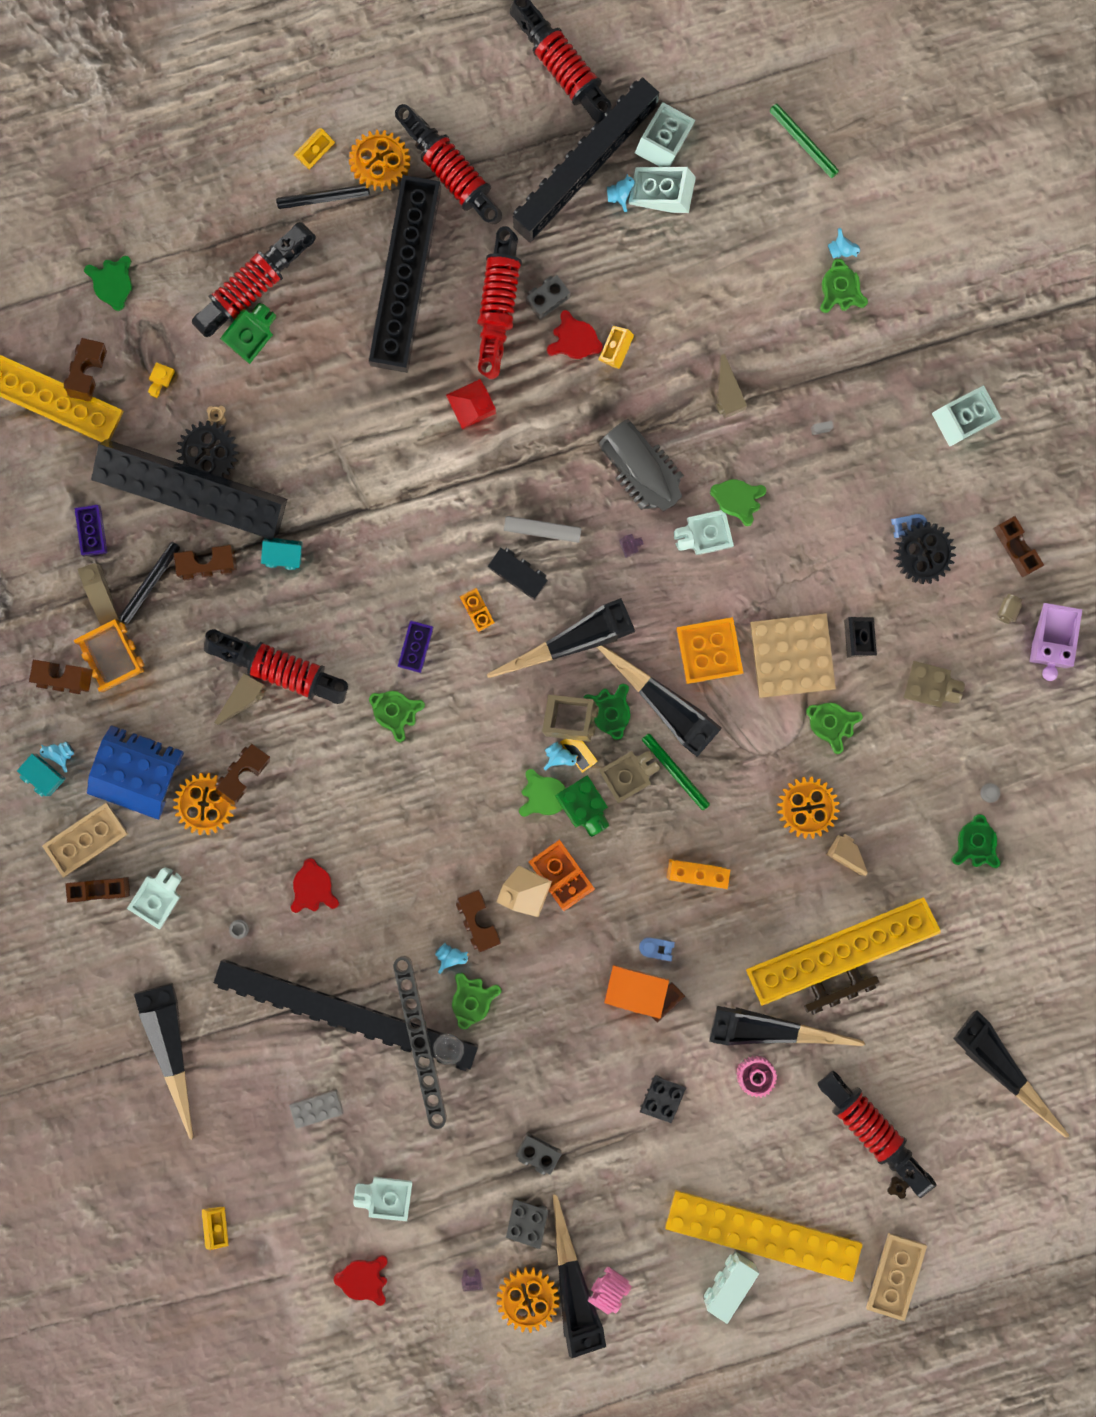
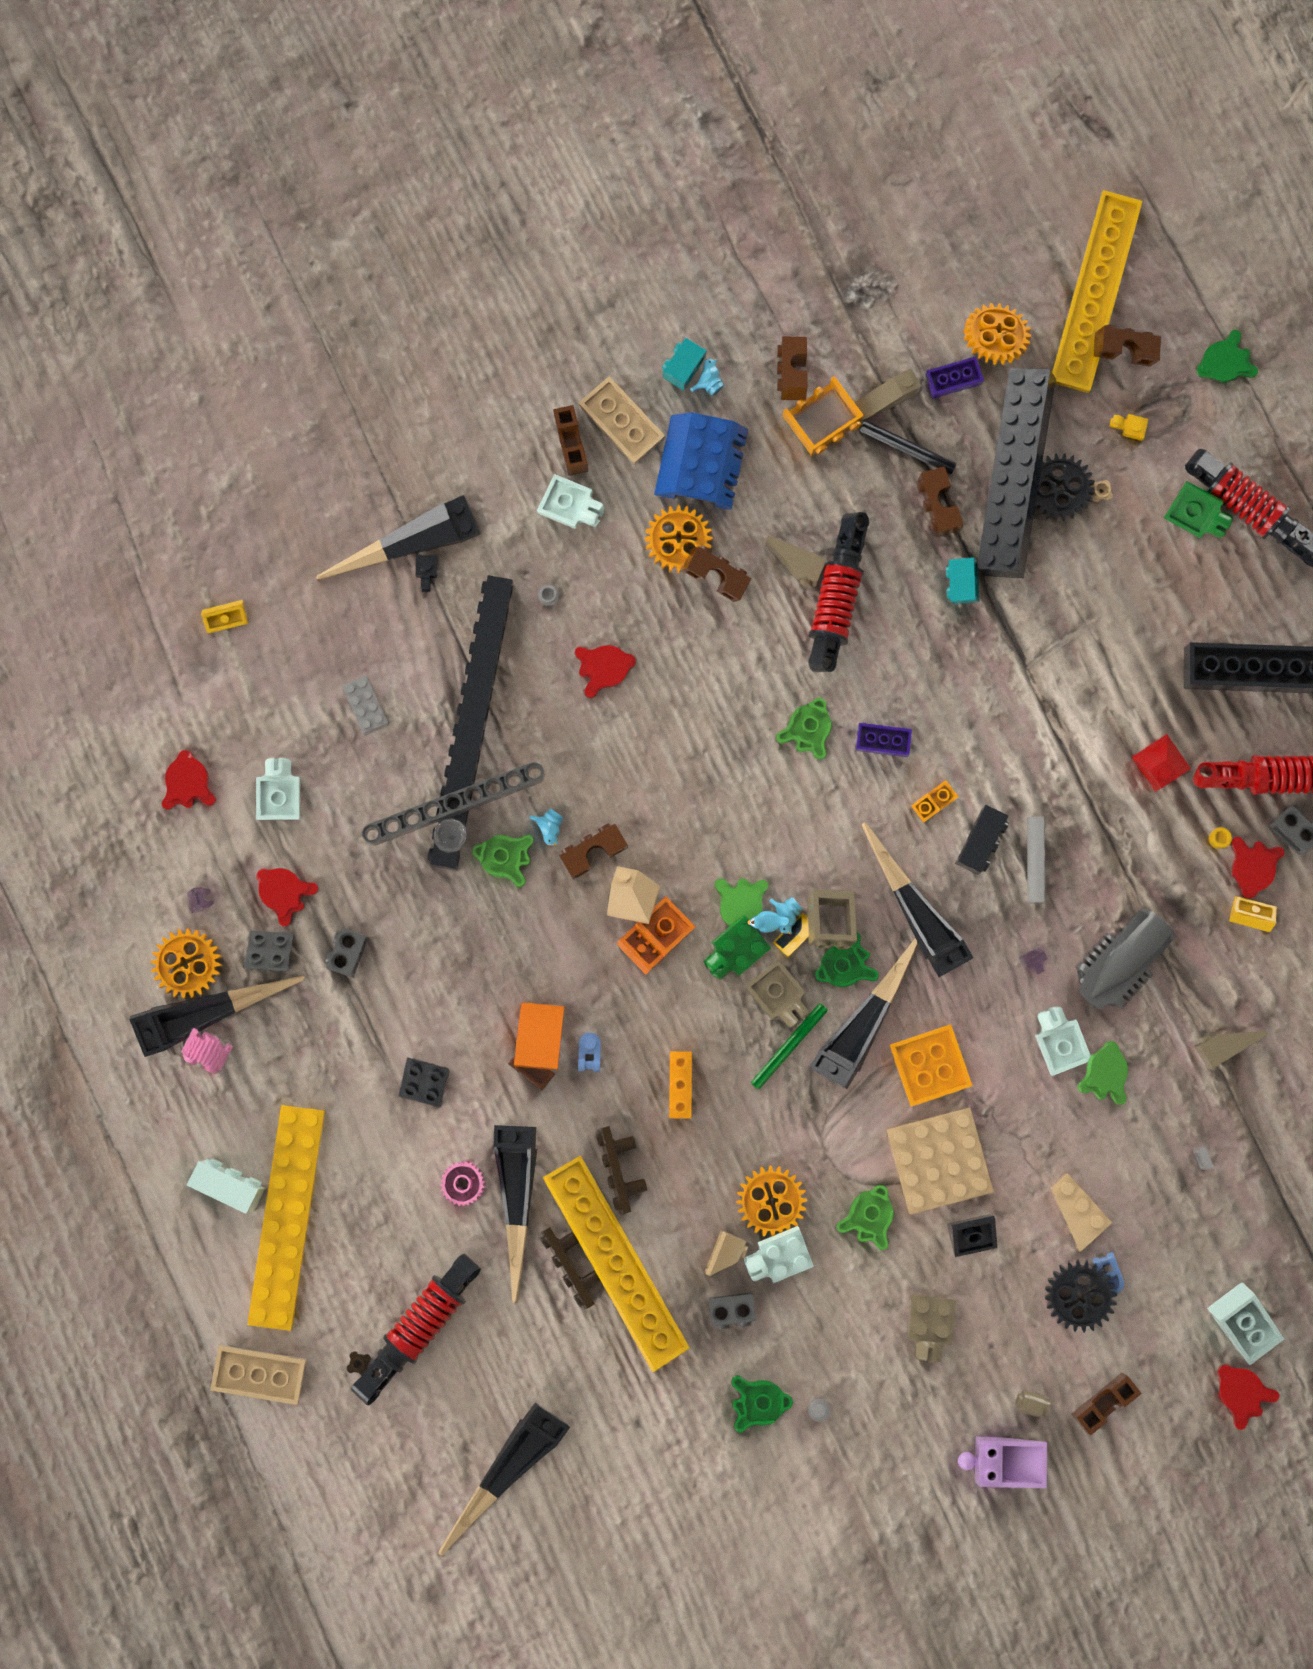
camera: 80 degrees right, 5 degrees down
(55, 485) = (997, 333): none -> light orange gear
(198, 1036) = (426, 569): none -> black plate
(475, 1204) = (283, 892): none -> red tile
(545, 364) = (1220, 838): none -> yellow tile
(564, 774) = (768, 921): none -> medium azure animal
(744, 941) = (615, 1180): none -> dark brown plate
(853, 541) = (1080, 1212): none -> tan wing
(857, 807) = (779, 1257): none -> light aqua plate
(891, 856) = (731, 1303): none -> dark grey brick
(1024, 428) = (1242, 1394): none -> red tile

